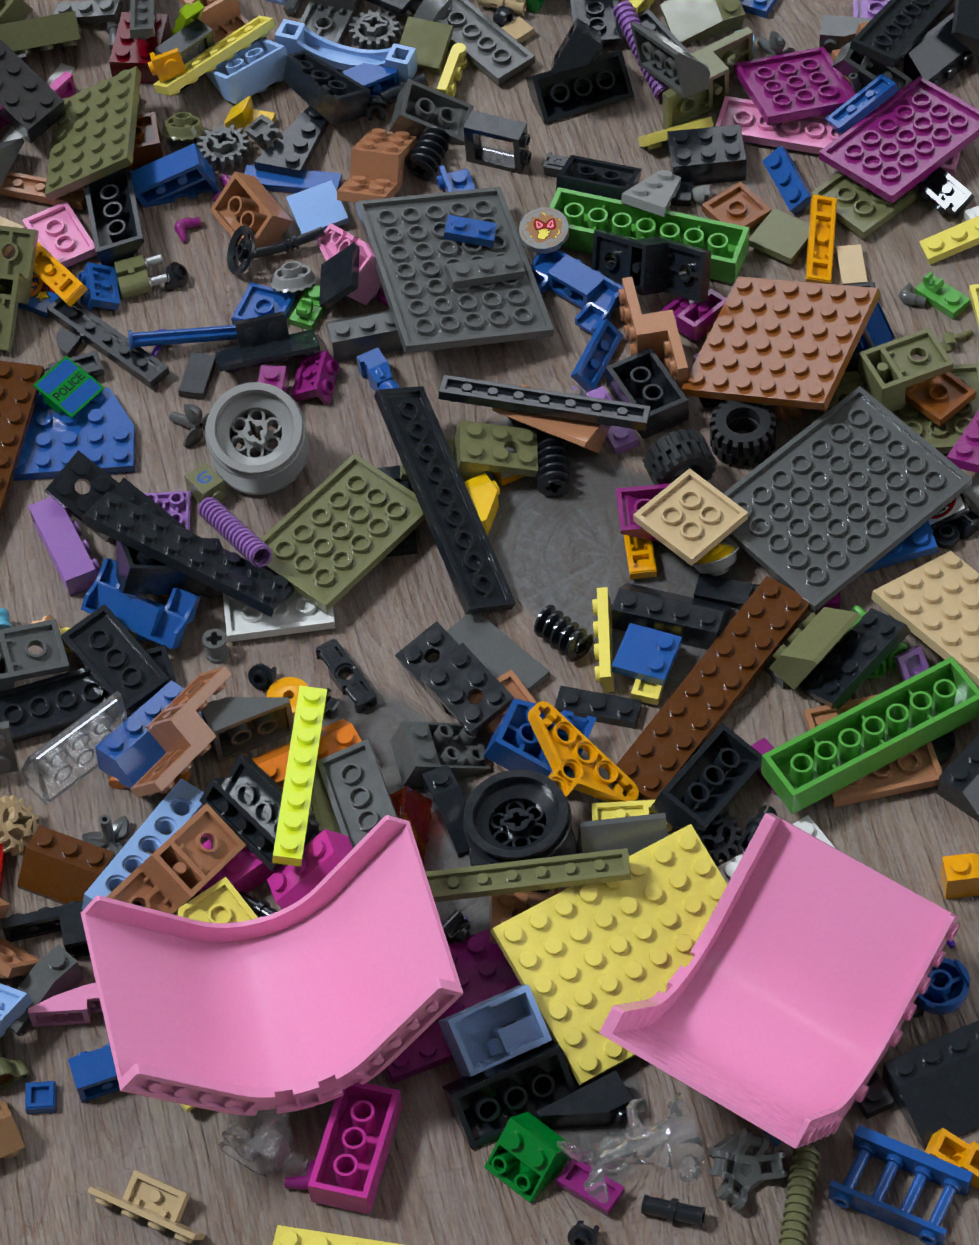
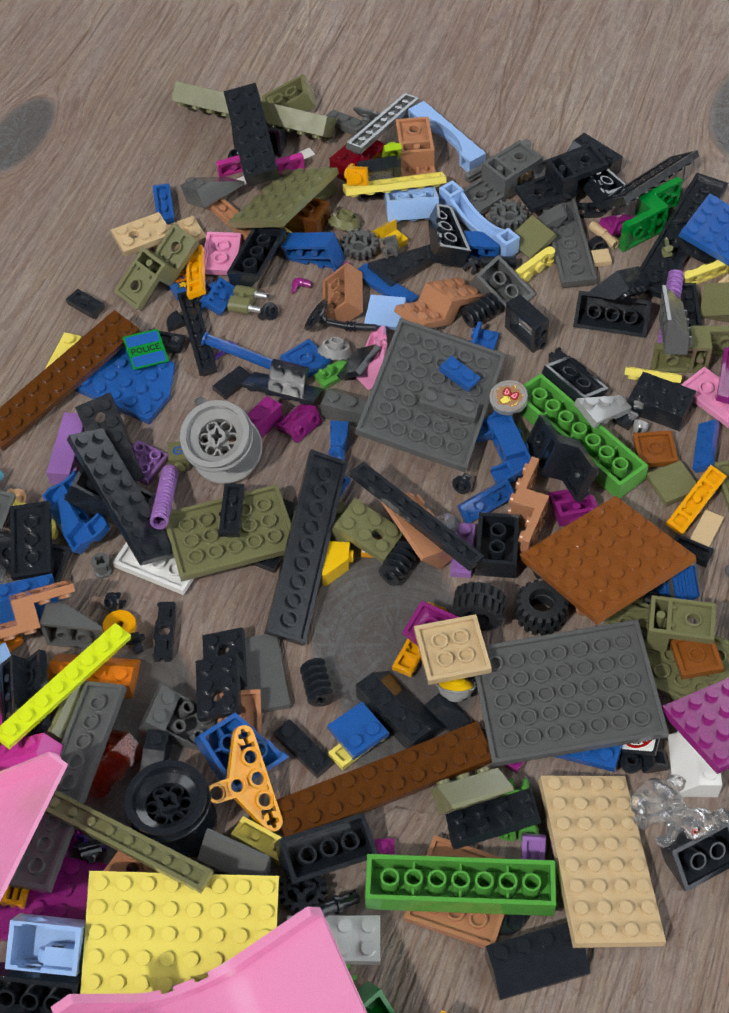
camera: 30 degrees right, 0 degrees up
(329, 504) = (231, 510): none -> black plate
(556, 351) = (461, 483): none -> black plate
(604, 649) = (343, 700): light yellow plate -> none

